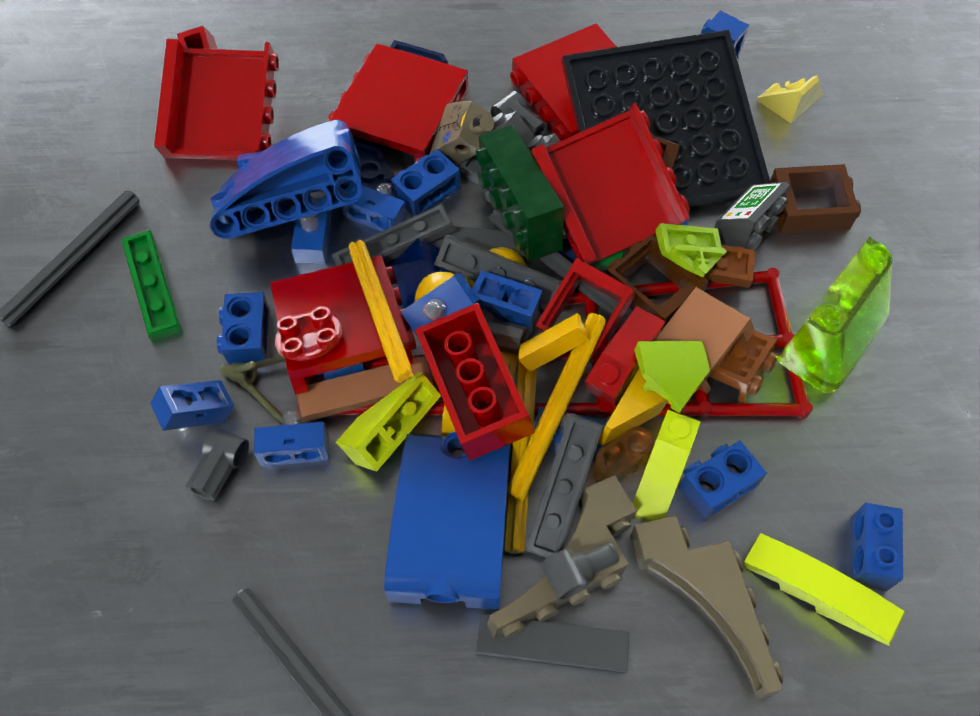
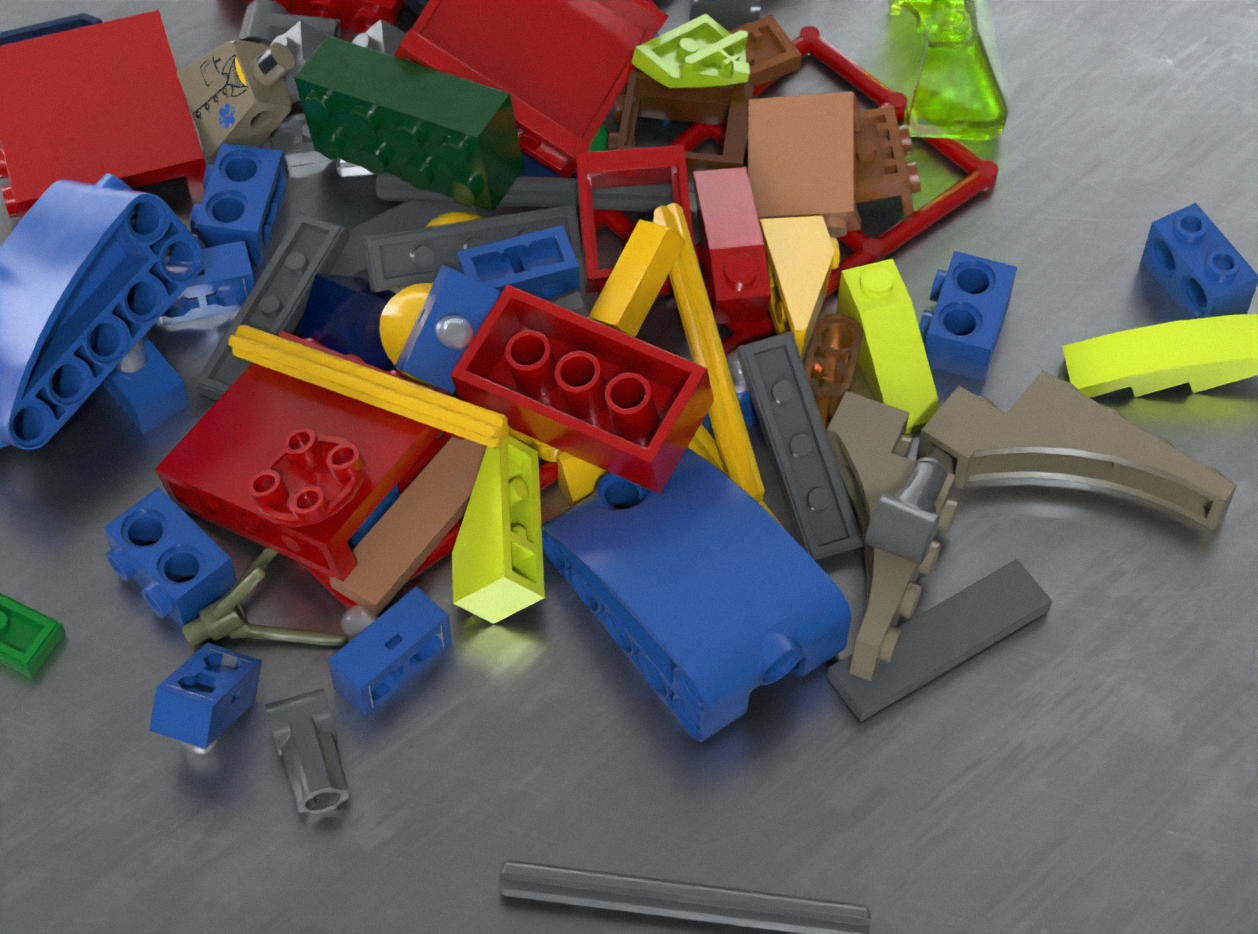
camera: 40 degrees left, 5 degrees down
(673, 369) = (813, 211): lime slope -> none

